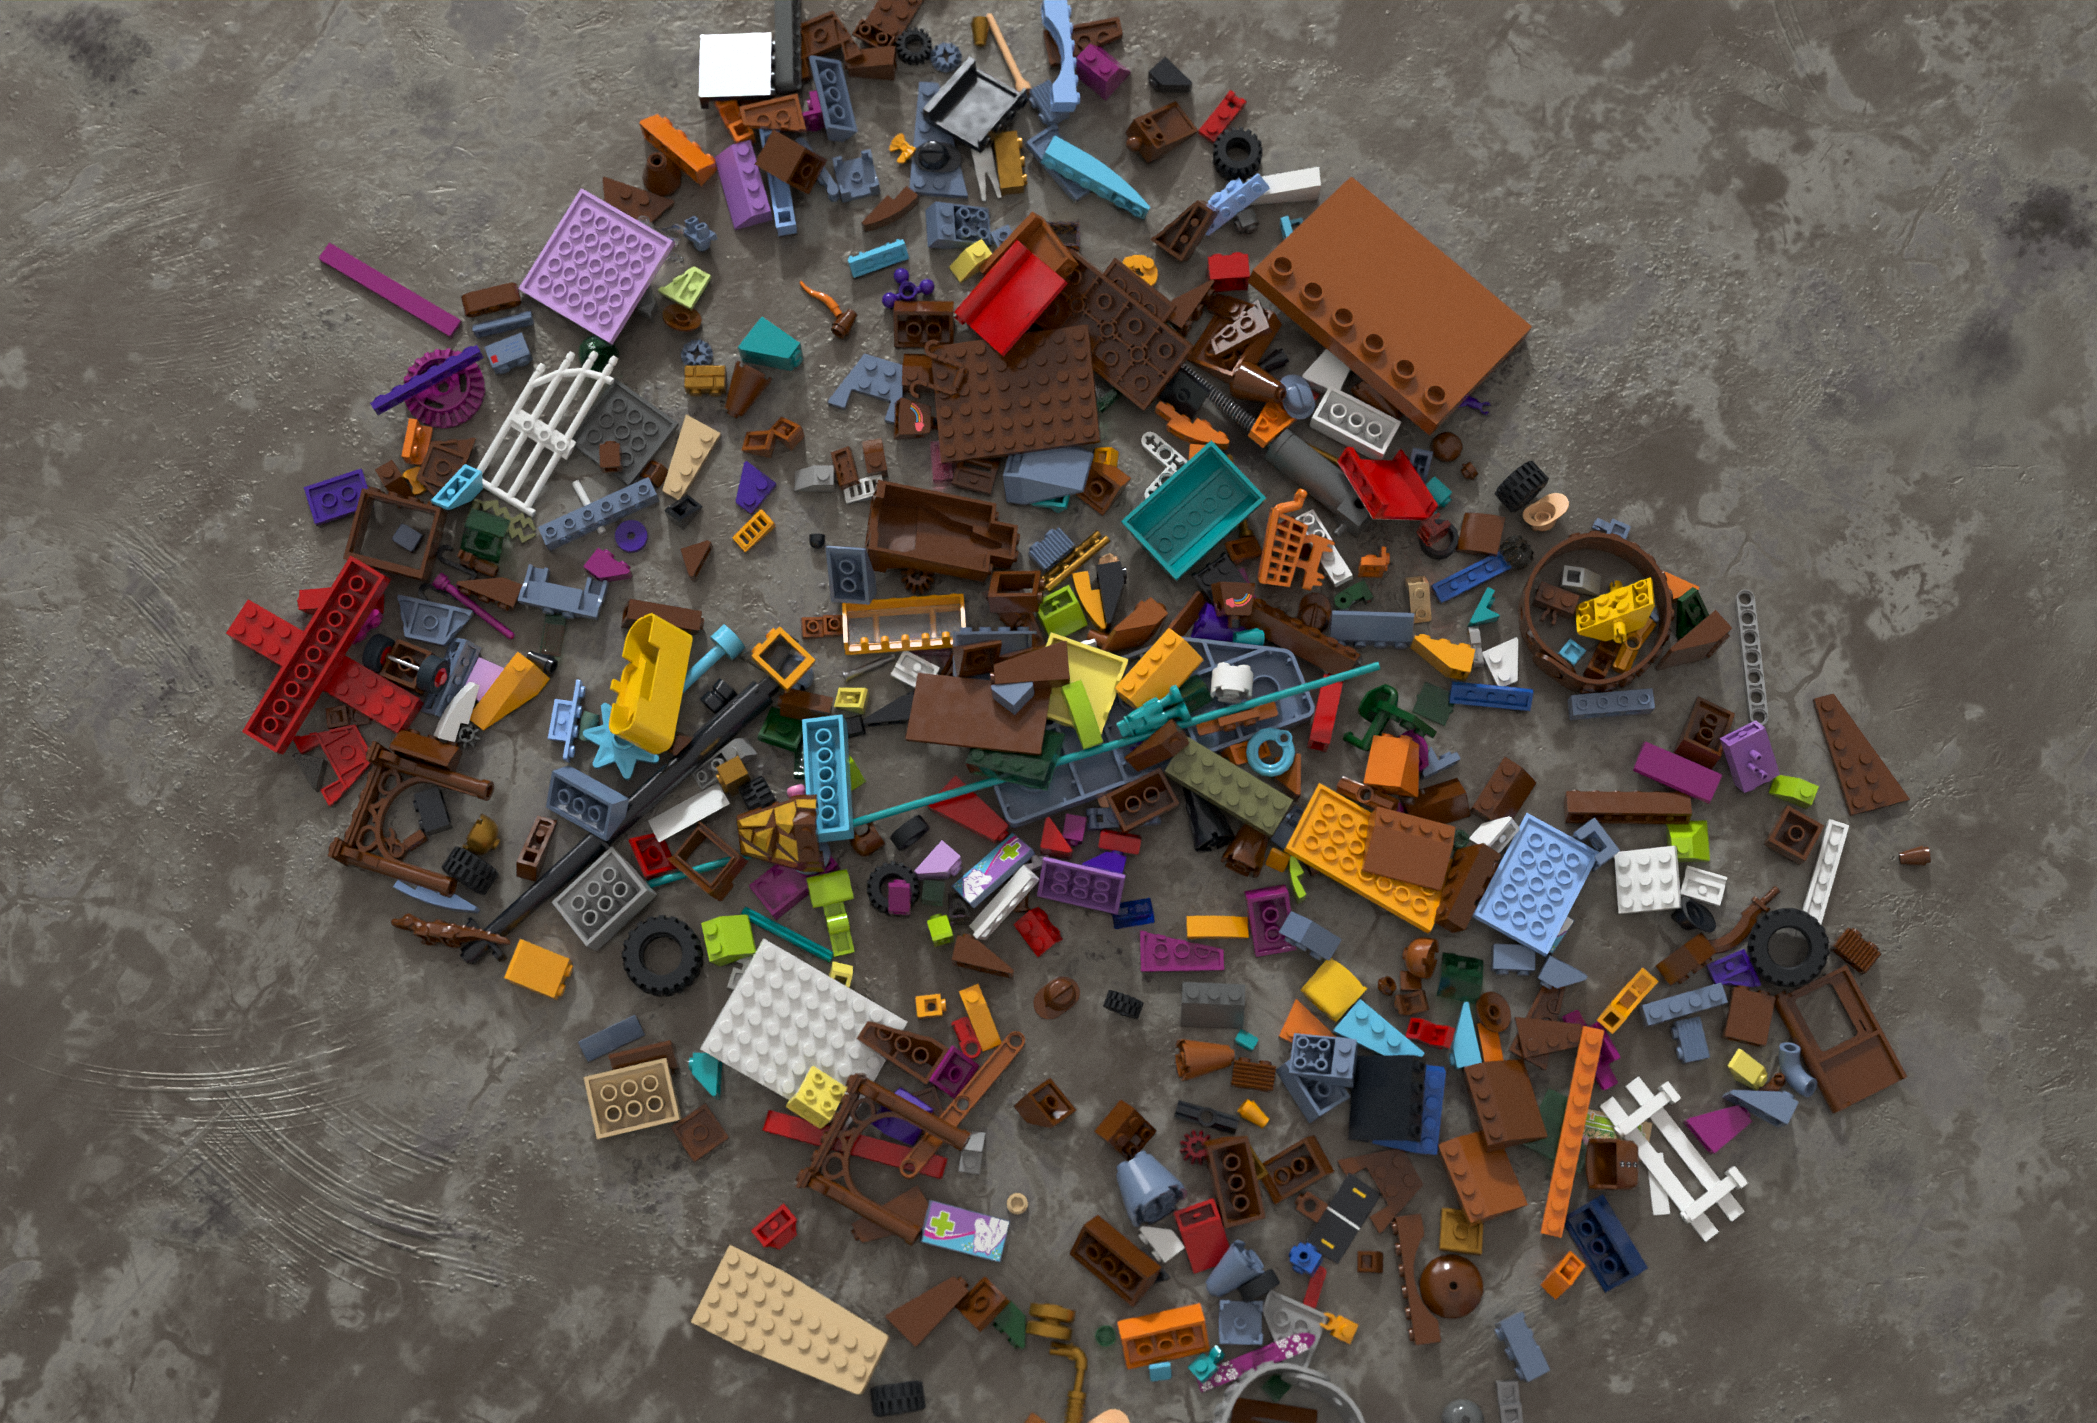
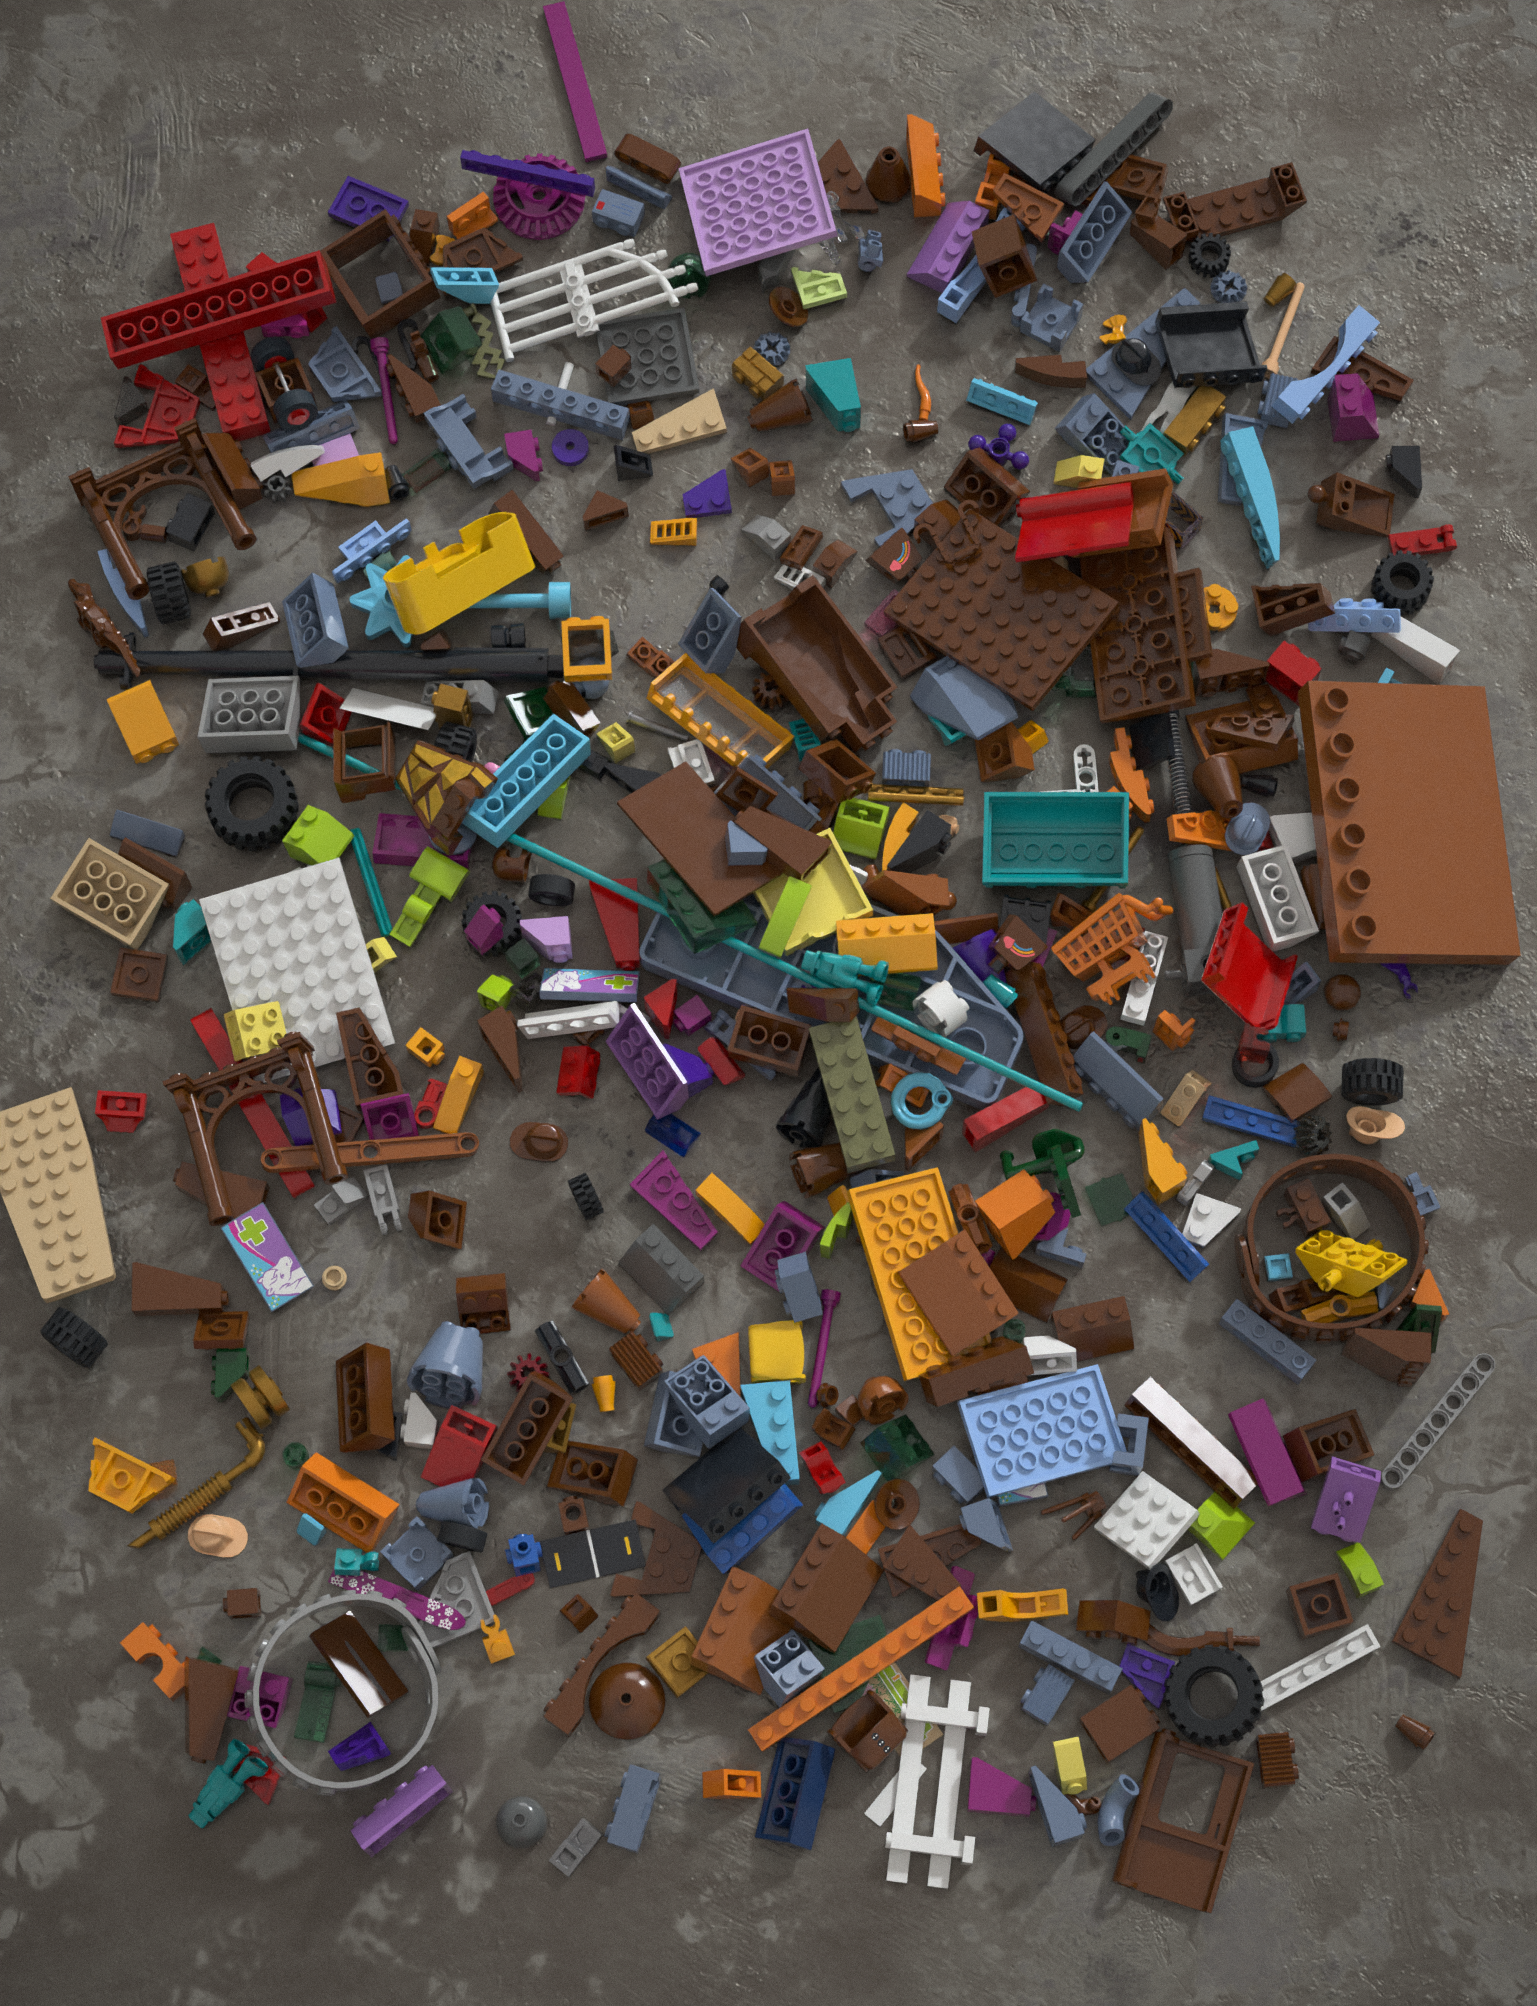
camera: 45 degrees right, 5 degrees down
(980, 596) = (801, 750): none -> teal slope
(996, 1124) = (382, 1196): none -> light grey hinge
(1004, 208) = (1151, 451): none -> teal plate
(1331, 925) = (829, 1300): none -> magenta piece
(1529, 1173) = (787, 1668): none -> sand blue slope
(1605, 902) = (1090, 1504): none -> reddish brown plant

